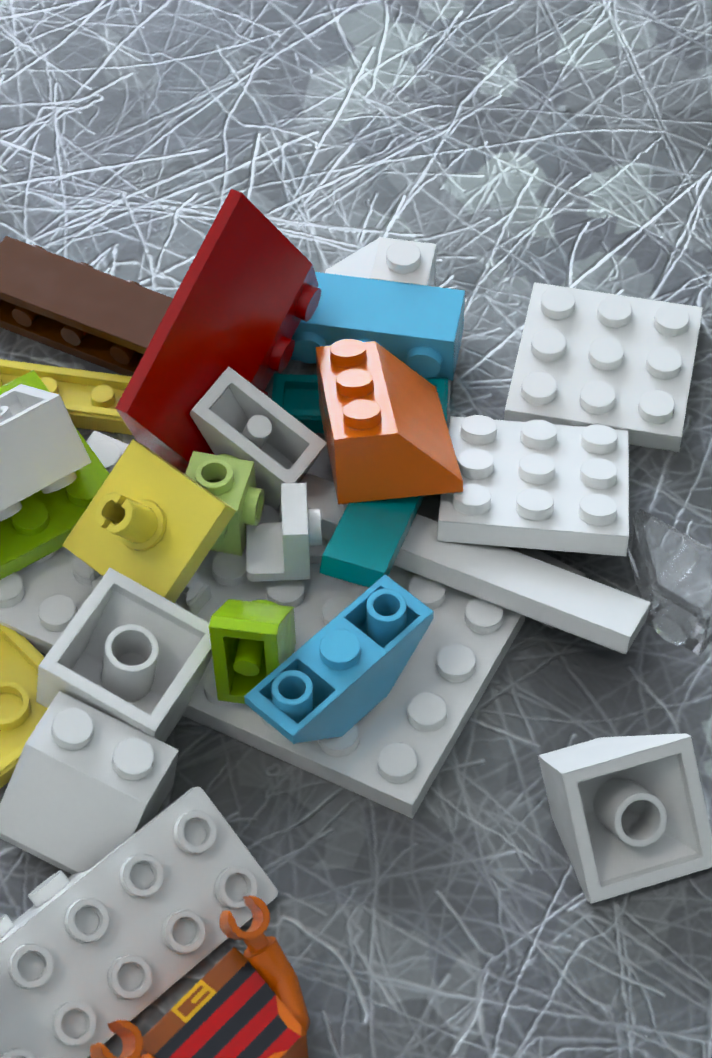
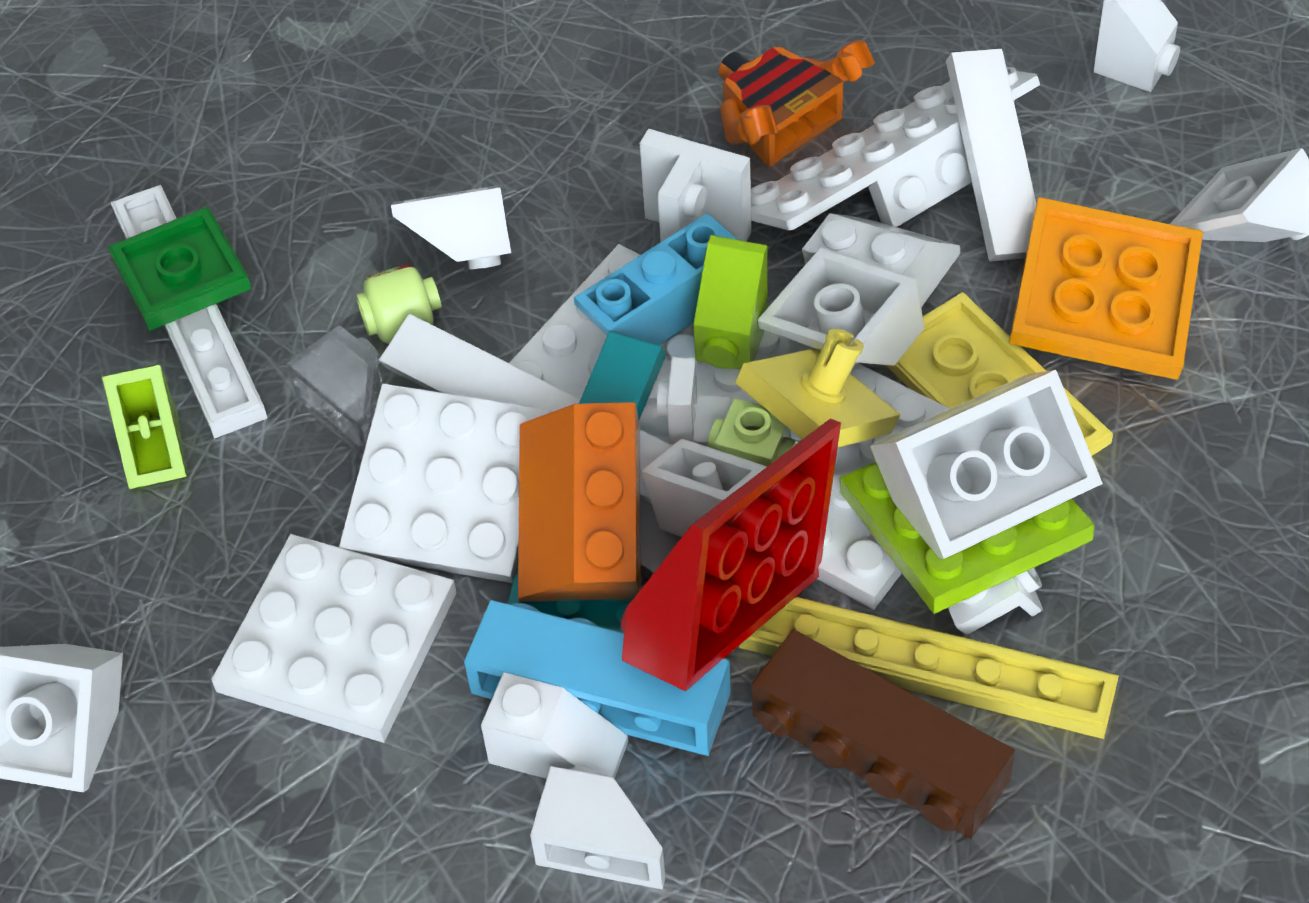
camera: 170 degrees left, 0 degrees up
(322, 832) = (694, 179): none -> white bracket
(323, 218) = (594, 830): none -> white slope
(658, 694) = (392, 296): none -> yellowish green head

